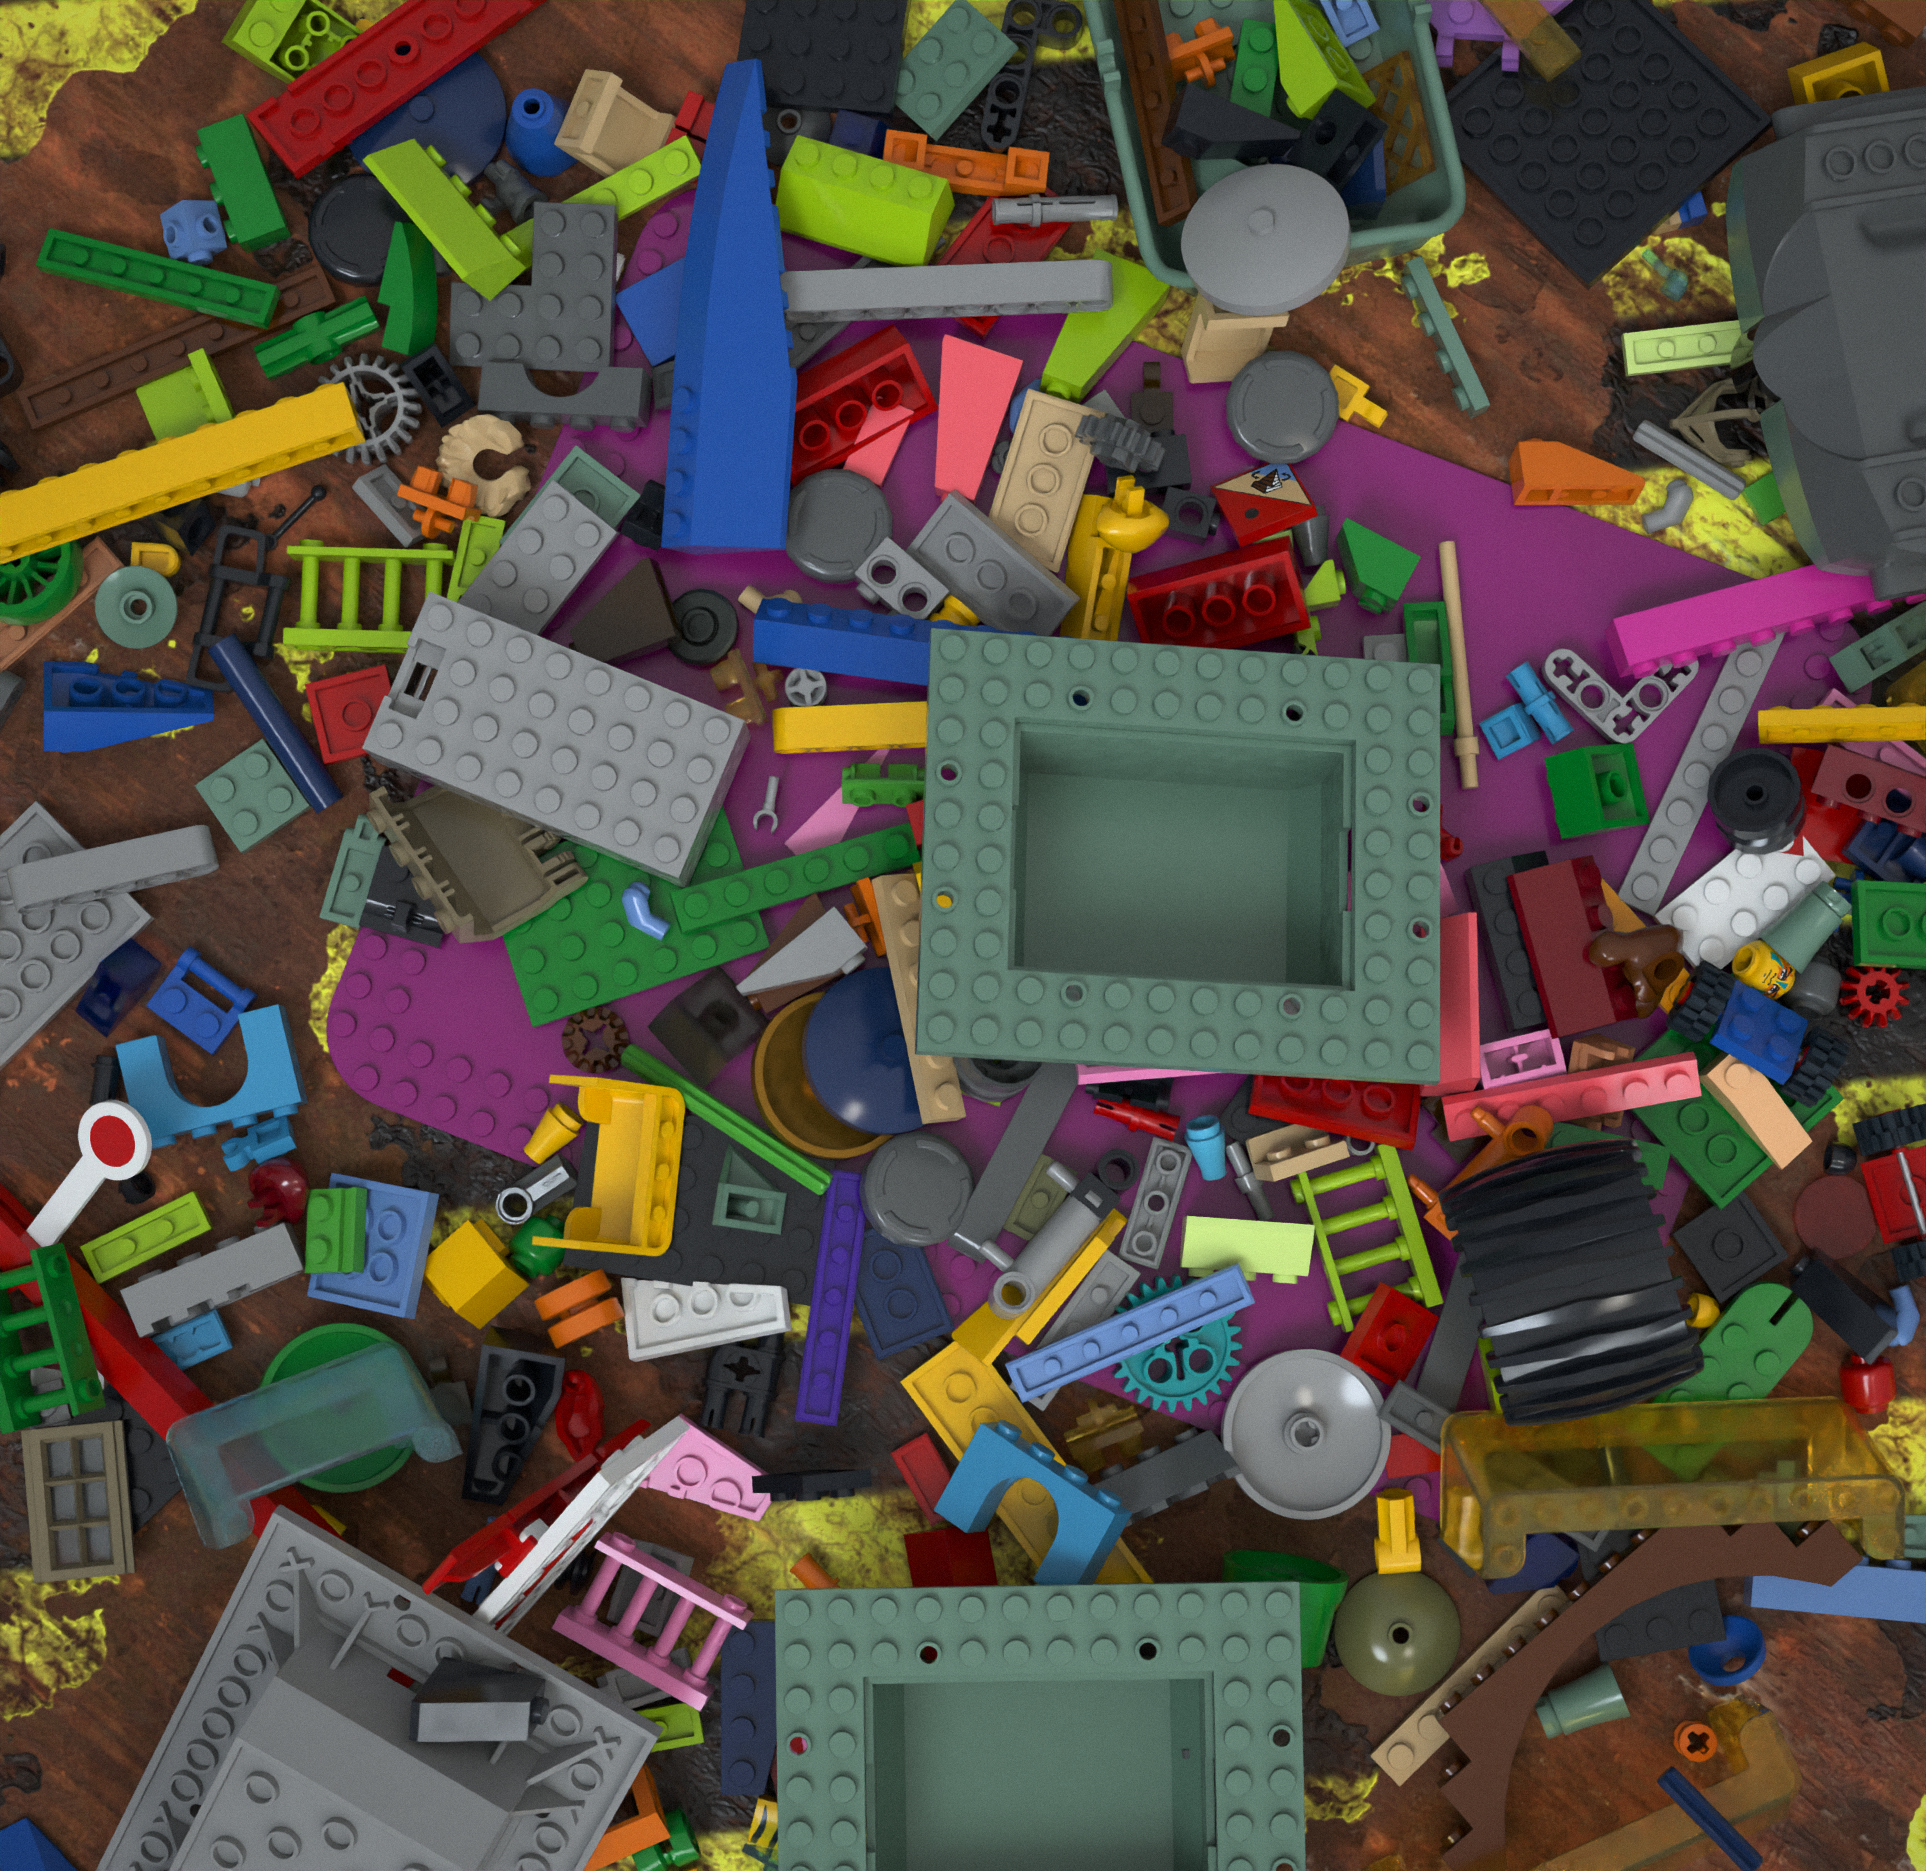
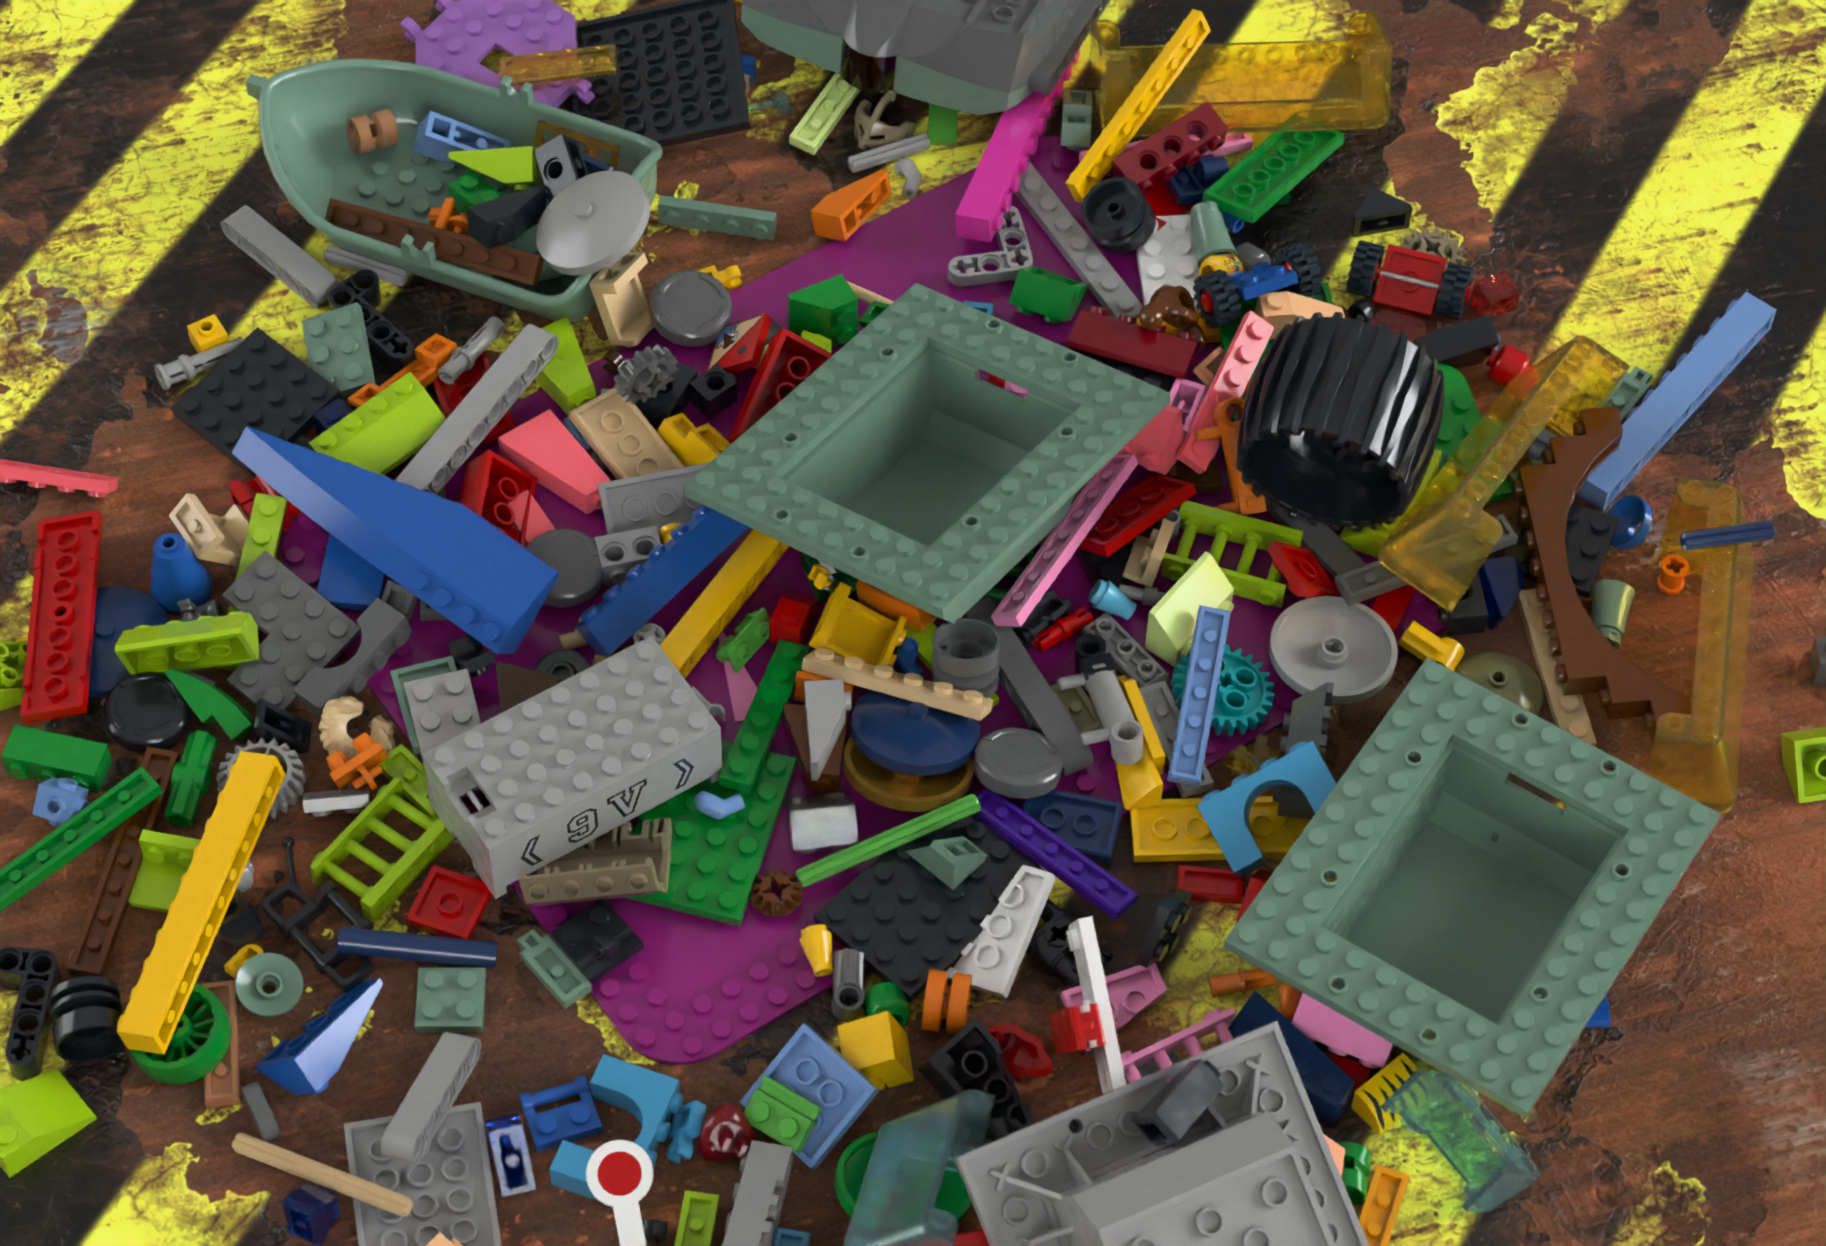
camera: 60 degrees left, 30 degrees down
(105, 1079) = (565, 1202): black pin -> none
(633, 1167) = (869, 902): yellow windscreen -> none
(1129, 520) = (692, 406): yellow piece -> none
(1539, 703) = (974, 291): dark azure pin -> none
(1879, 1008) = (1274, 235): red gear -> none

